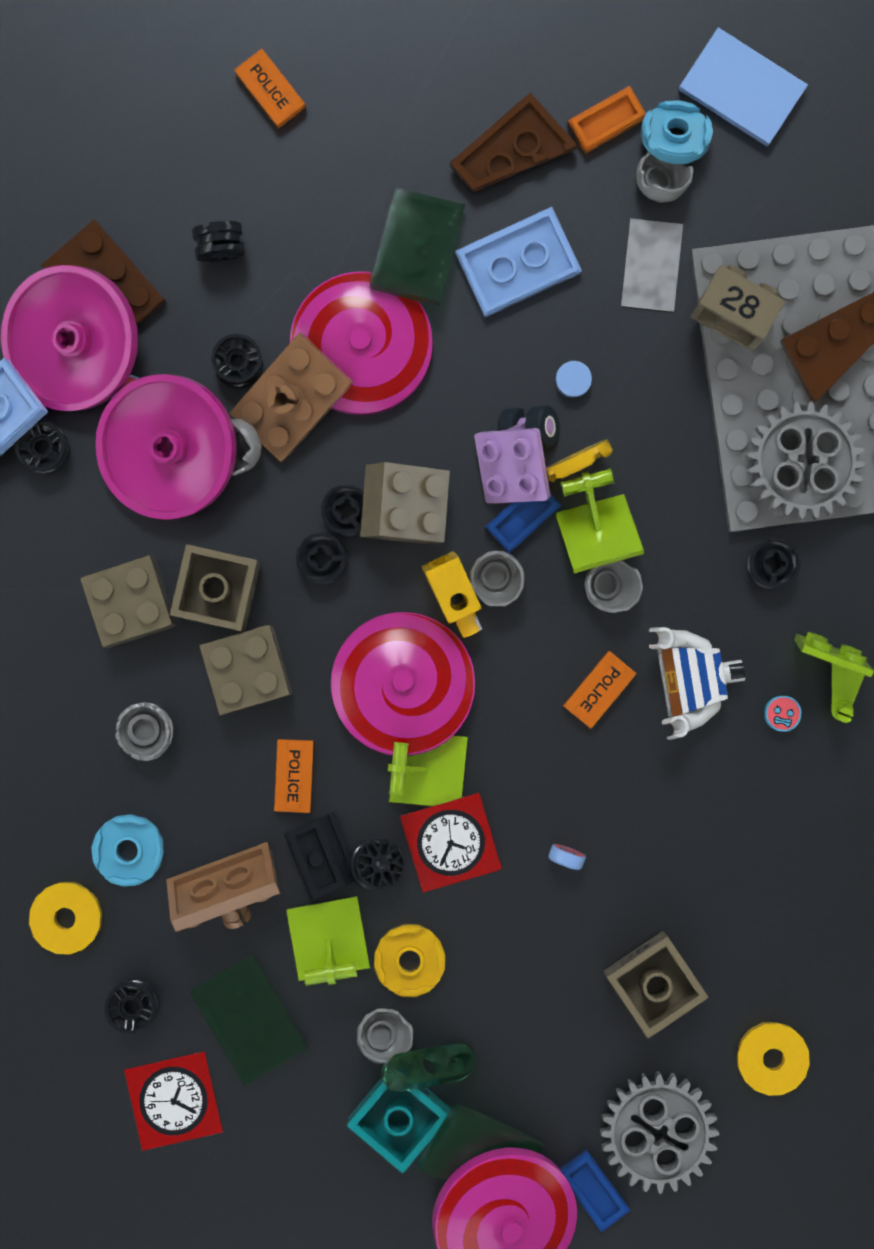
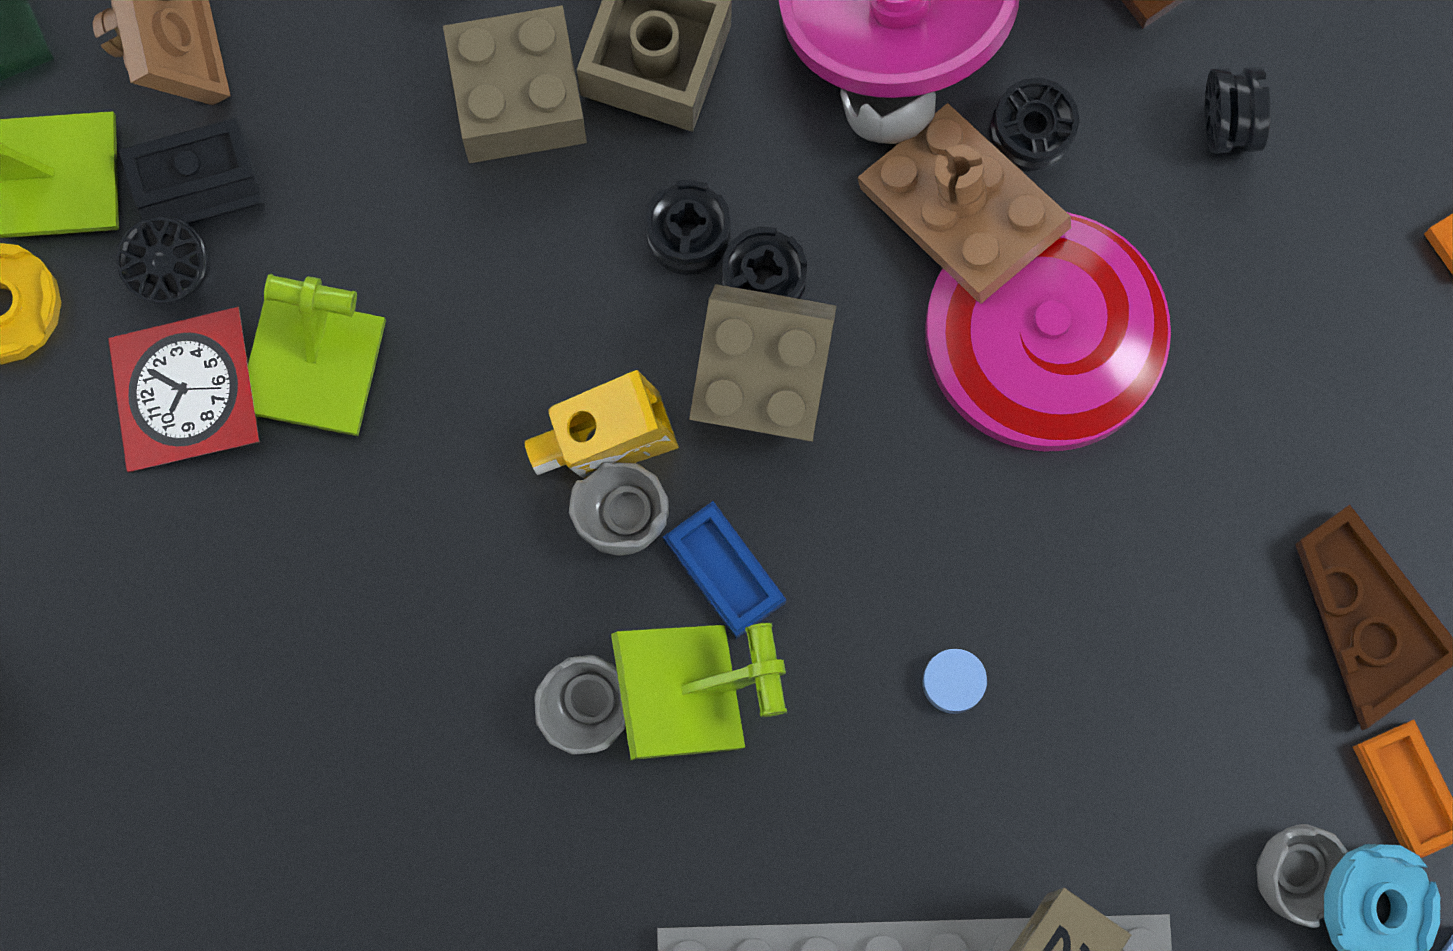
camera: 90 degrees right, 10 degrees down
(294, 776) = (332, 148): orange tile -> none
(403, 683) = (460, 336): dark pink dish -> none
(417, 246) = (1206, 436): clear green tile -> none
(514, 456) = (831, 553): lavender plate -> none
(518, 262) = (1168, 608): light blue tile -> none
(566, 857) = (127, 577): light blue tile -> none
(578, 460) = (807, 664): yellow tile -> none
(599, 689) = (408, 668): orange tile -> none
(652, 265) = (1147, 844): flat silver sticker -> none
(692, 678) = (403, 827): torso -> none

